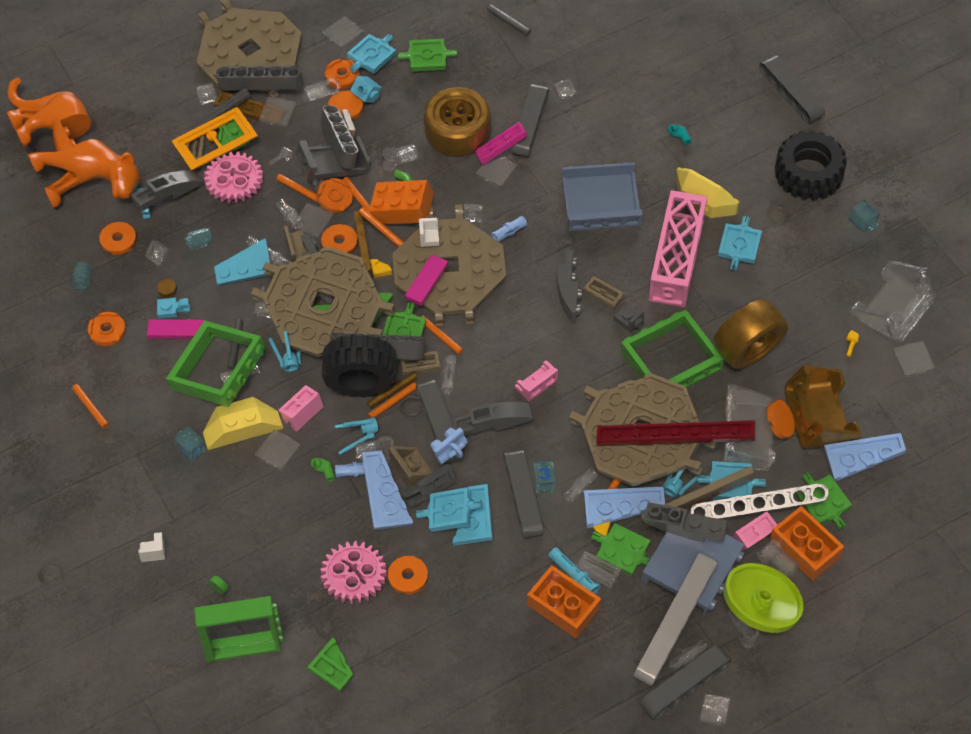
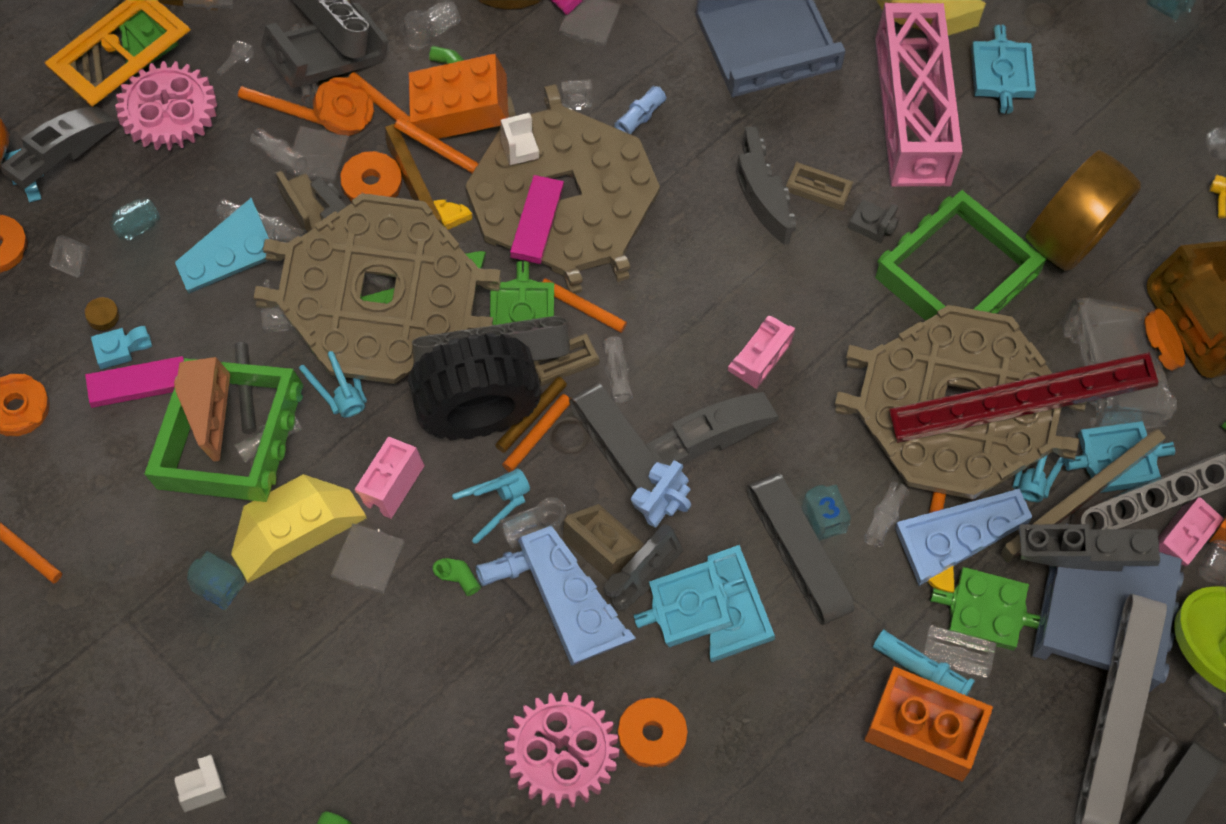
camera: 20 degrees left, 5 degrees up
(207, 343) = (203, 394): none -> nougat slope

